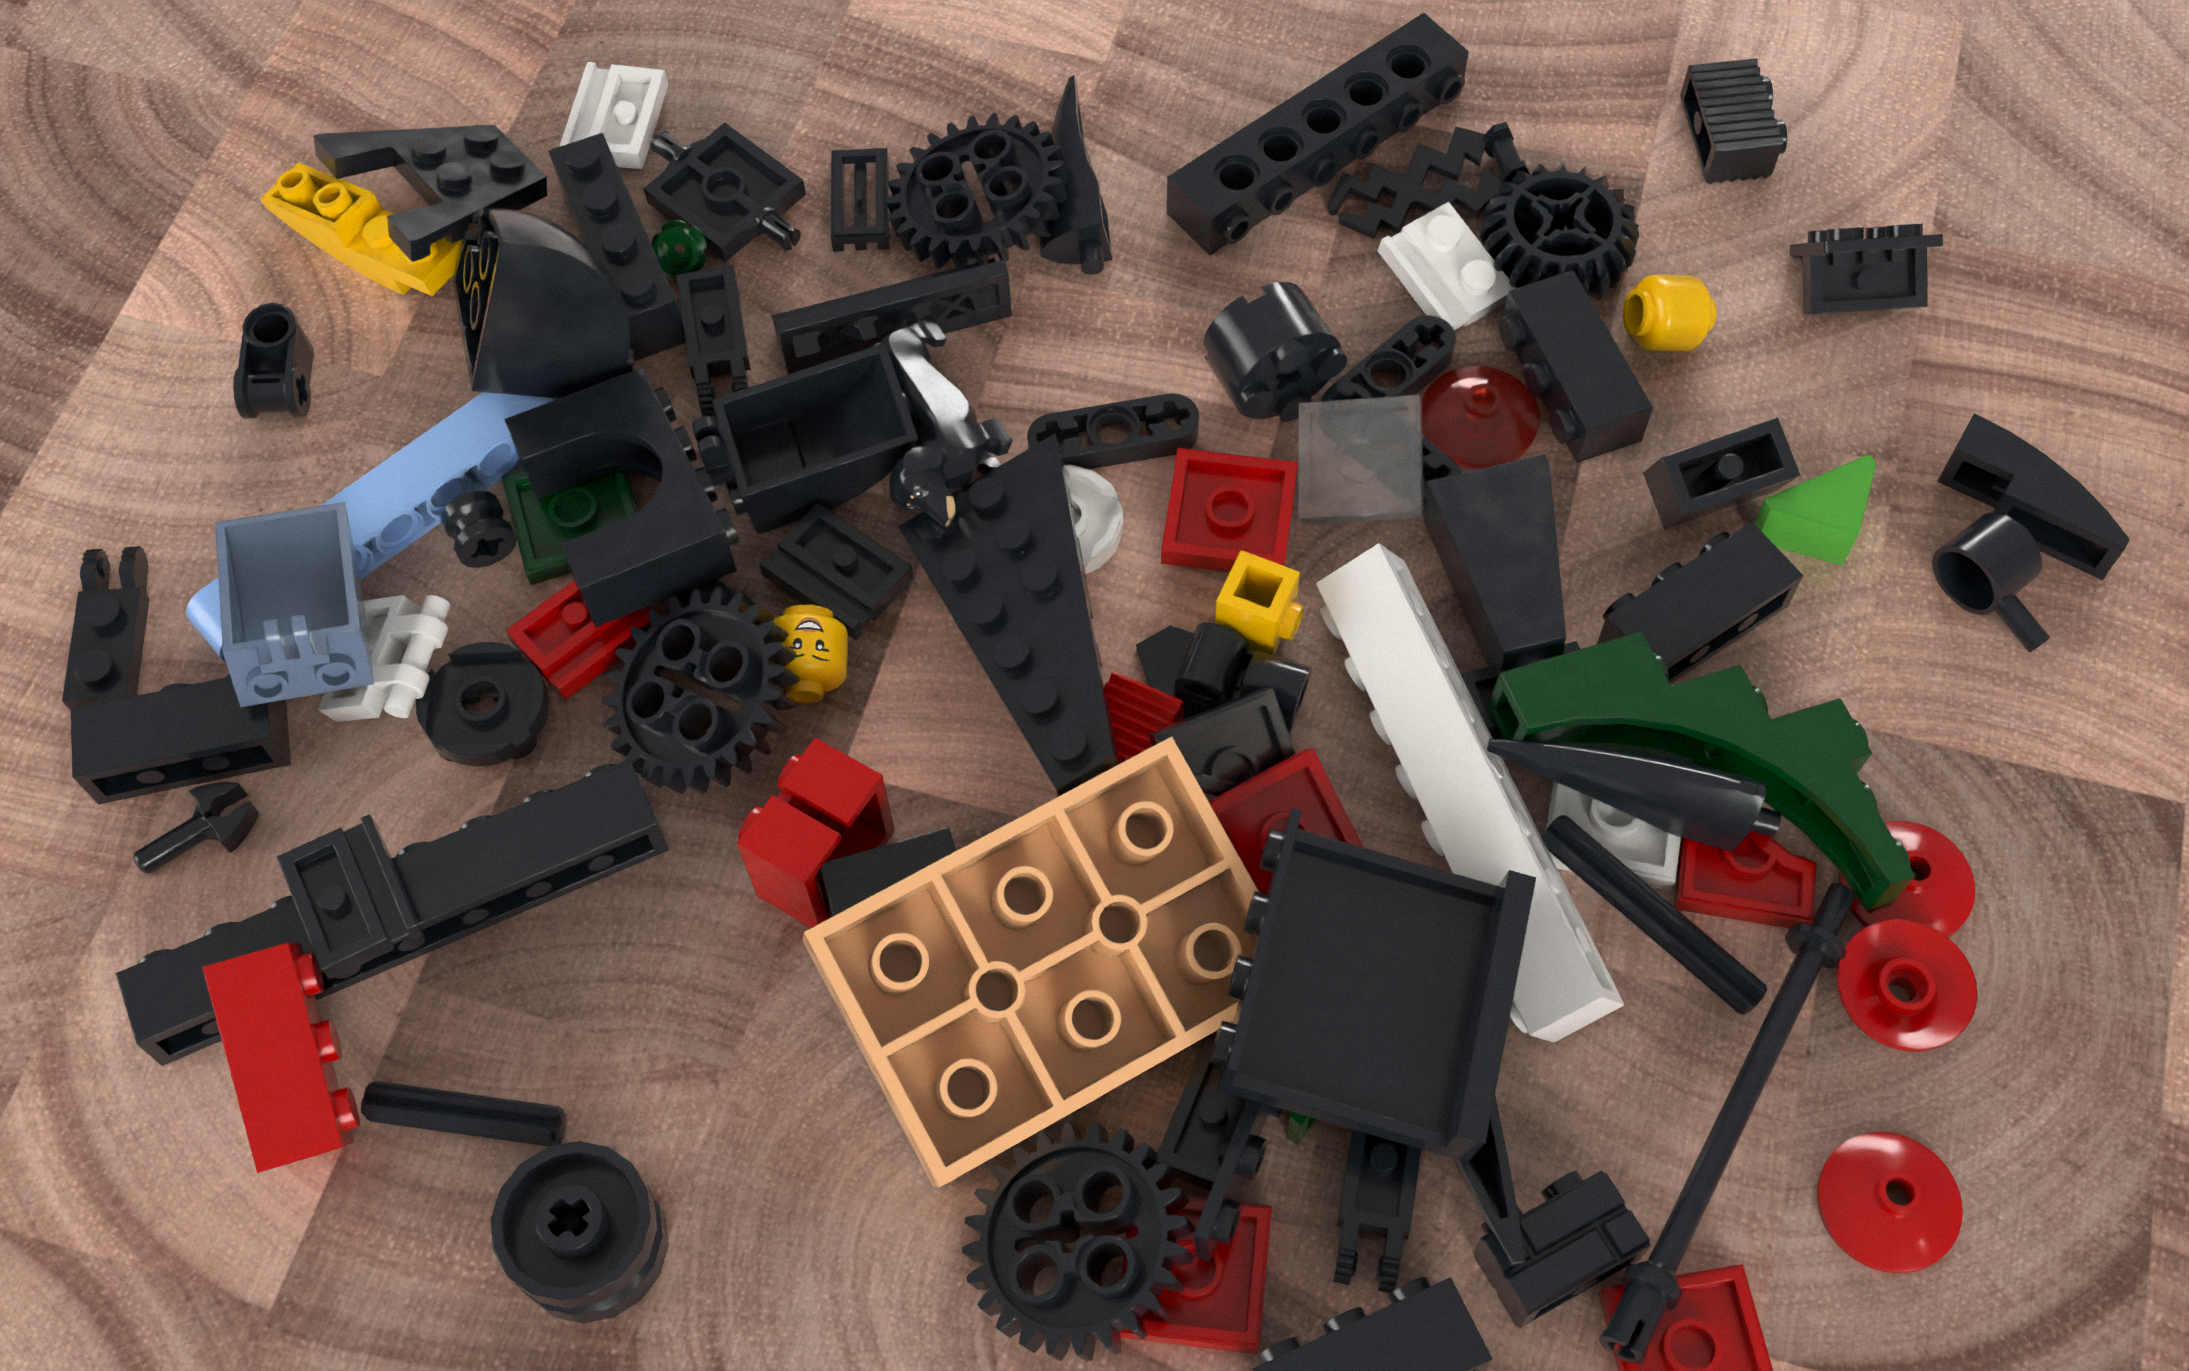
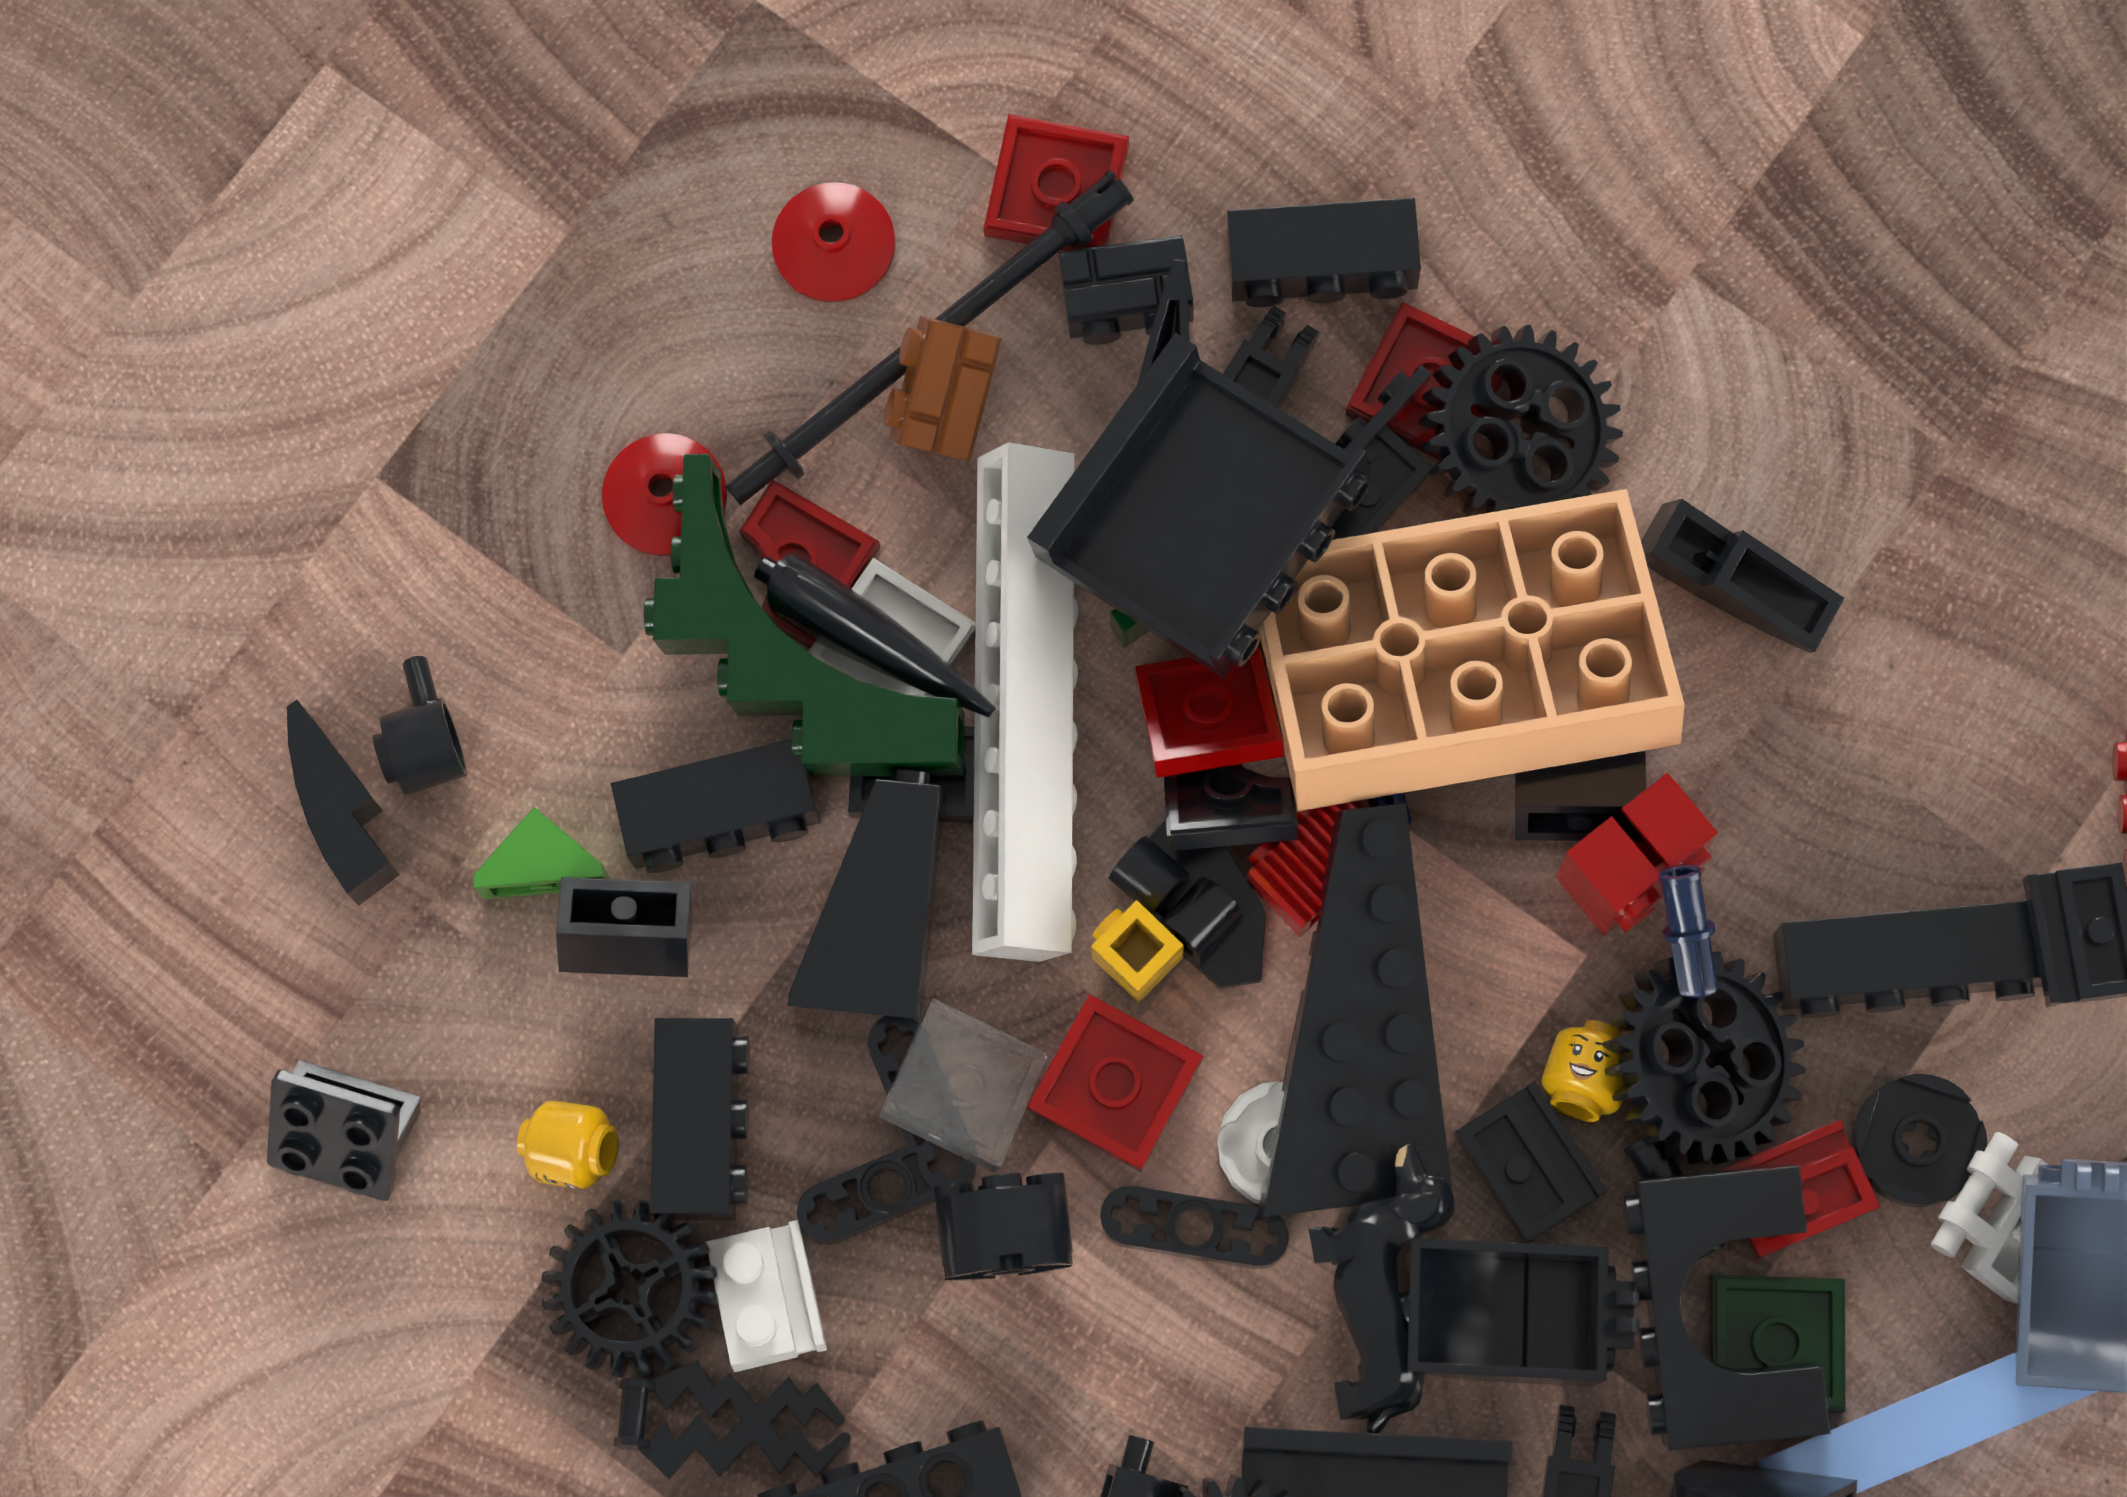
camera: 155 degrees left, 15 degrees up
(464, 1113) = (2018, 735): black axle -> none
(478, 529) = (1882, 1344): black wheel -> none
(554, 1200) = (1959, 604): black wheel -> none
(742, 753) = (1689, 930): none -> dark blue axle
(799, 1170) = (1739, 575): none -> black slope
(1476, 434) = (831, 1142): clear red dish -> none
(1654, 915) = (911, 532): black axle -> none
(1695, 1053) = (942, 387): none -> dark orange brick
(1732, 120) = (365, 1370): black brick -> none
(1926, 966) = (720, 365): red dish -> none

